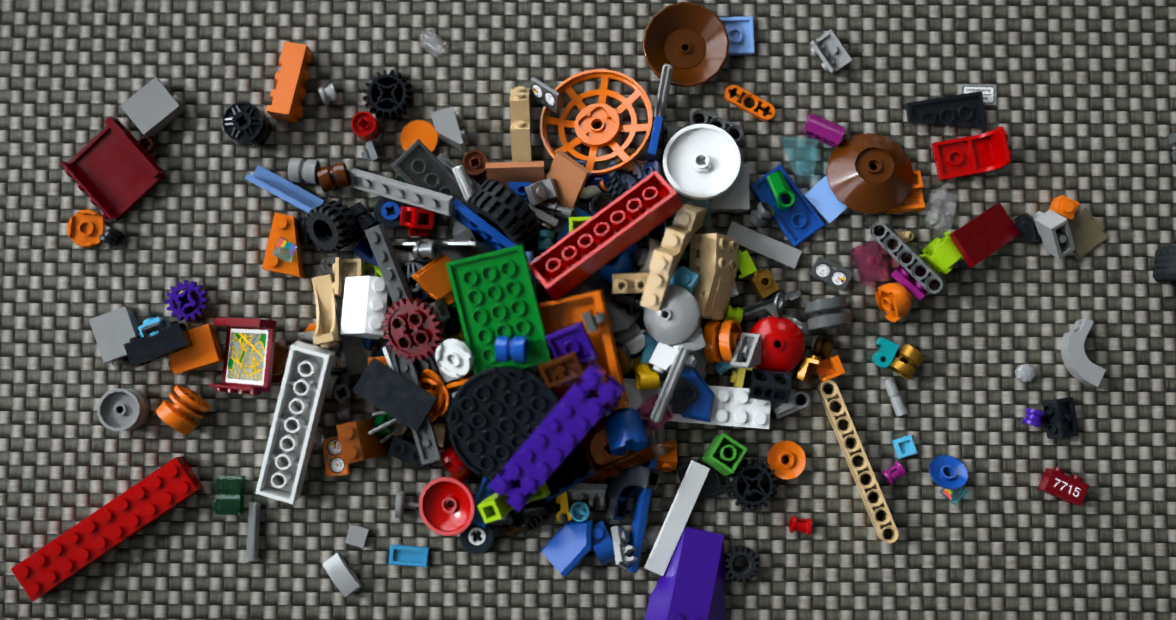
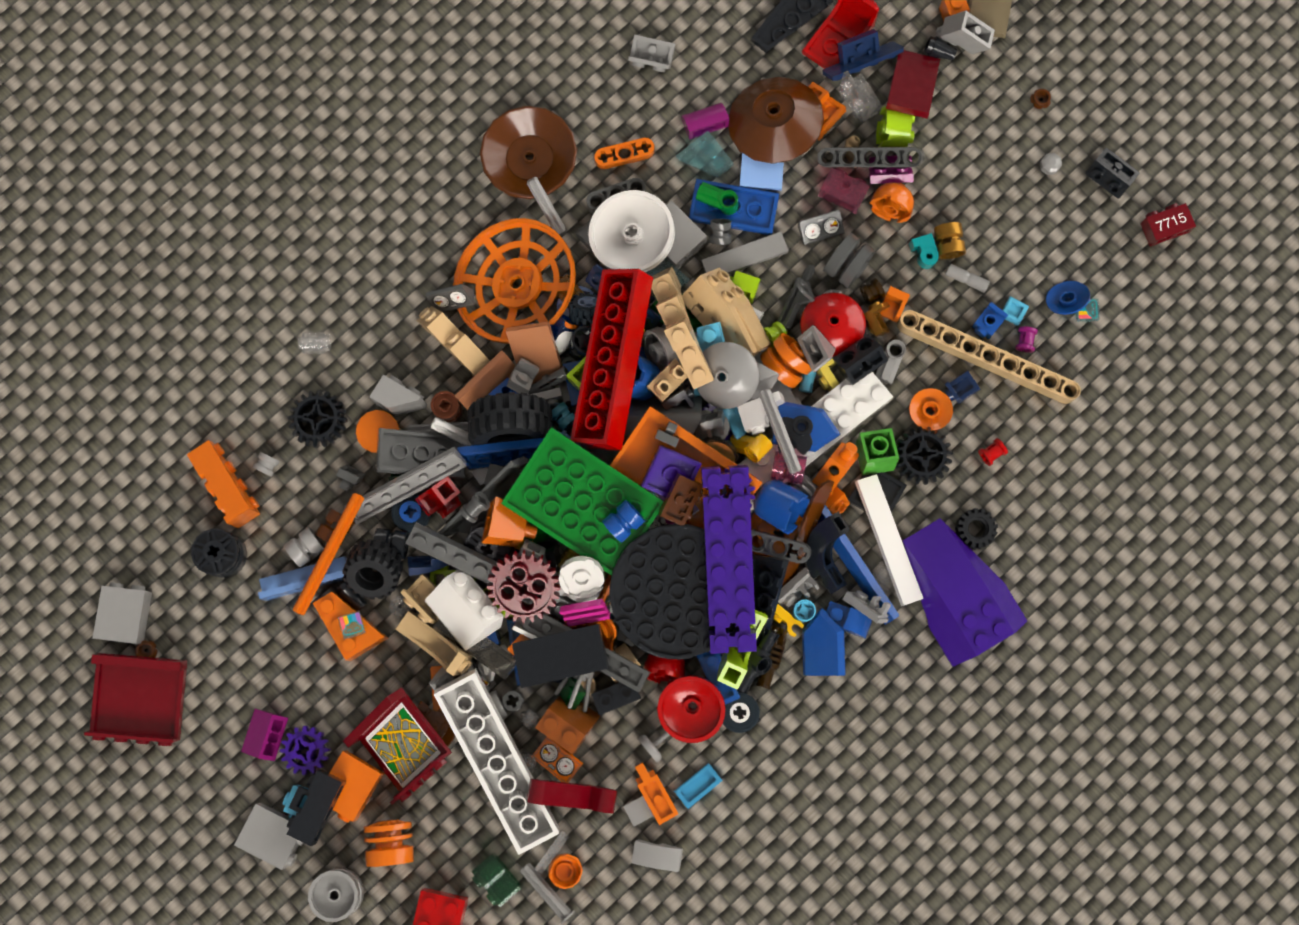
camera: 40 degrees left, 5 degrees down
(86, 228) = (158, 771): orange tile -> none
(111, 235) = (186, 757): black wheel -> none
(171, 267) = (264, 735): none -> magenta brick
(276, 529) = (565, 871): none -> orange hair
(279, 510) = (552, 851): none -> clear tile
(312, 190) = (328, 554): none -> orange axle
(322, 488) = (571, 795): none -> dark red beam
(365, 126) = (322, 461): red wheel -> none
(376, 535) = (655, 794): none -> orange hinge
(436, 382) = (585, 612): none -> dark pink tile
(593, 450) = (768, 549): none -> dark grey beam
(633, 336) = (712, 421): none -> dark grey tile
(654, 138) = (578, 254): blue tile -> none
(695, 439) = (842, 460): none -> orange torso
(740, 35) = (566, 105): light blue tile -> none
(763, 283) = (775, 285): pearl gold brick -> none
(820, 464) = (961, 388): none -> dark blue bracket
(888, 435) = (995, 315): none -> blue brick
(970, 182) = (860, 53): none -> dark blue bracket
(1033, 417) = (1092, 192): dark purple wheel -> none
(1066, 323) = (1041, 93): none -> reddish brown plate
(1074, 355) = (1077, 115): light grey arch -> none

